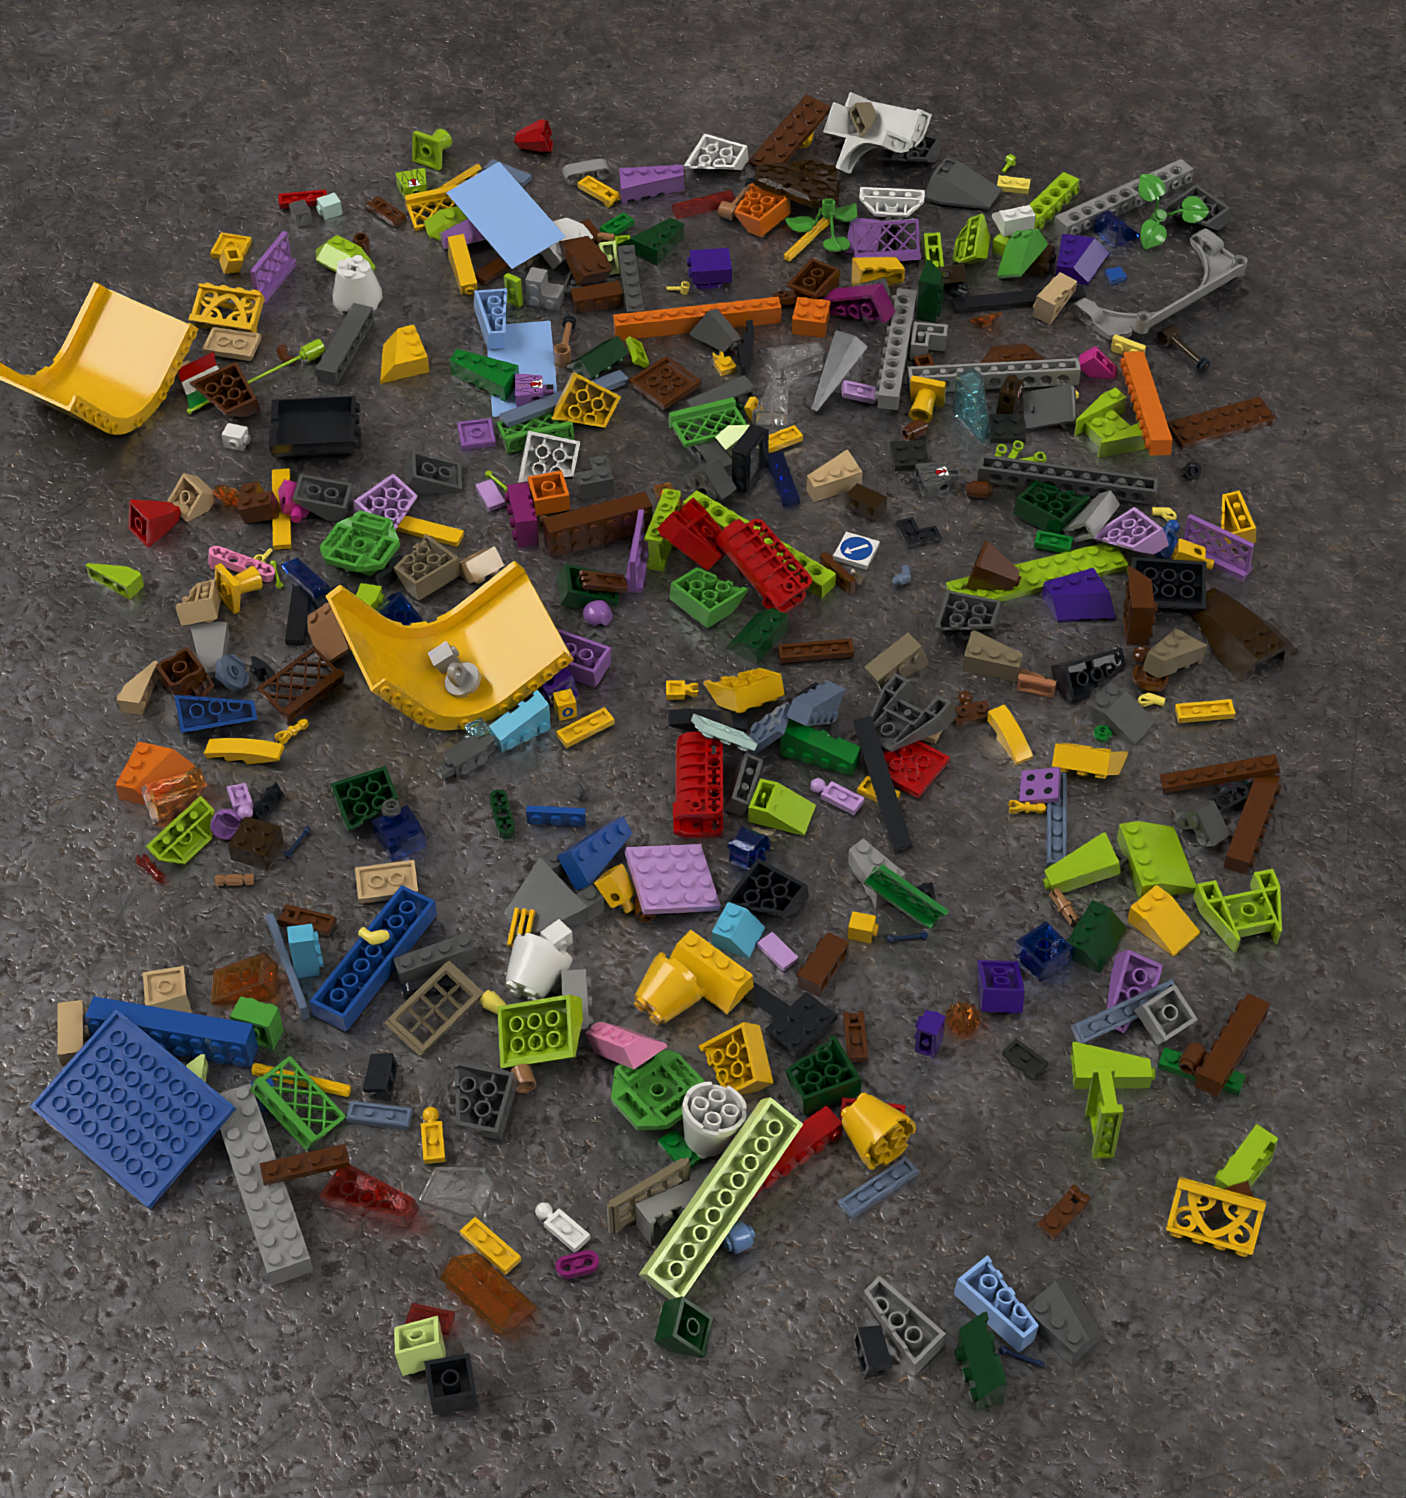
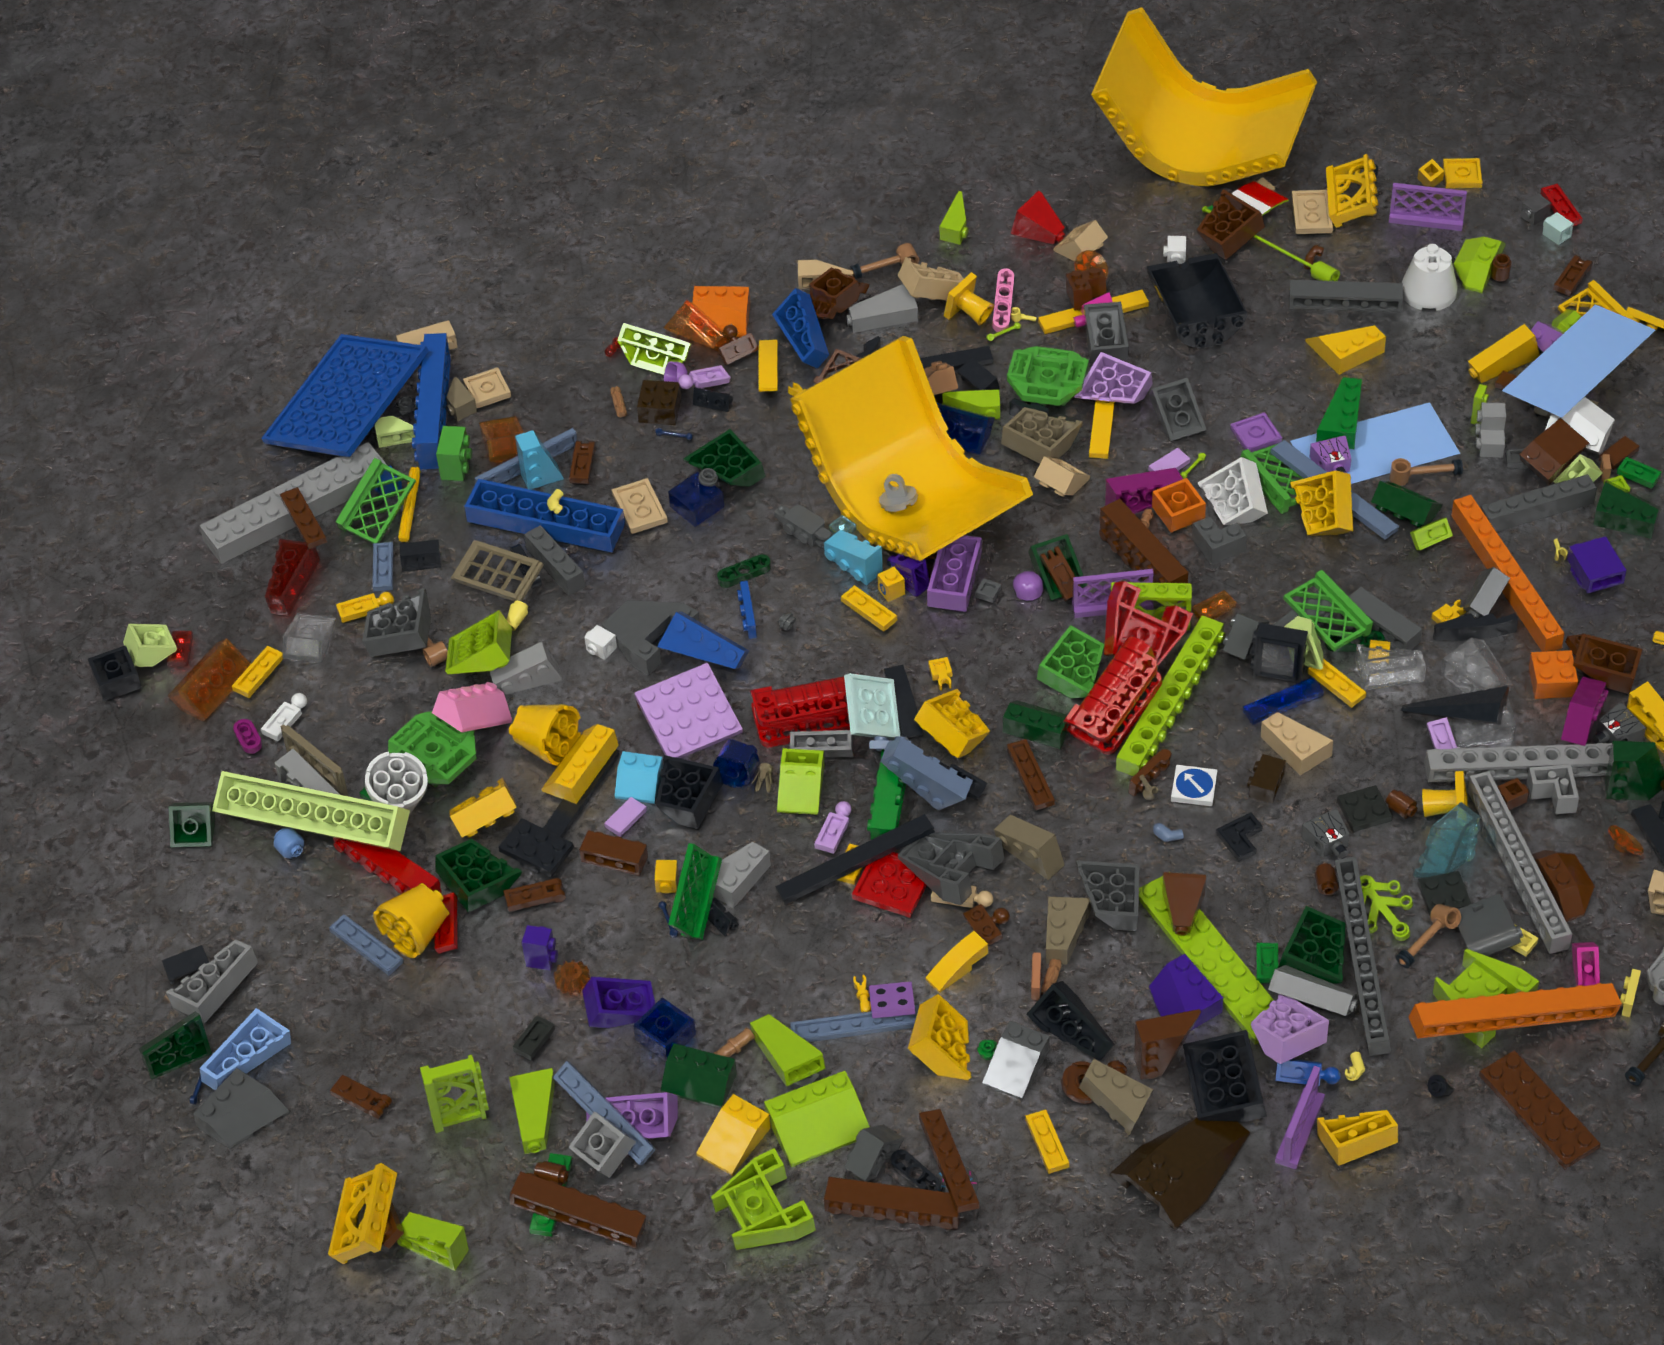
camera: 80 degrees right, 0 degrees up
(146, 623) = (904, 250): none -> medium nougat piece
(209, 769) = (737, 347): none -> reddish brown plate
(232, 679) = (848, 322): sand blue plate -> none
(305, 577) = (997, 350): clear blue tile -> none
(411, 181) = (1627, 285): lime torso -> none
(443, 656) = (922, 476): light grey brick -> none
(491, 315) = (1432, 399): light blue wedge -> none
(523, 913) = (606, 614): yellow tile -> none
(535, 966) = (555, 625): white cone -> none
(597, 297) = (1504, 476): reddish brown brick -> none
(617, 888) = (662, 665): yellow torso -> none
(665, 382) = (1393, 568): reddish brown plate -> none
(1011, 389) = (1489, 881): dark brown torso -> none
(1037, 429) = (1441, 917): none -> medium nougat piece
(1149, 699) = (1052, 1088): light yellow arm -> none
(1191, 552) = (1275, 1094): yellow torso -> none

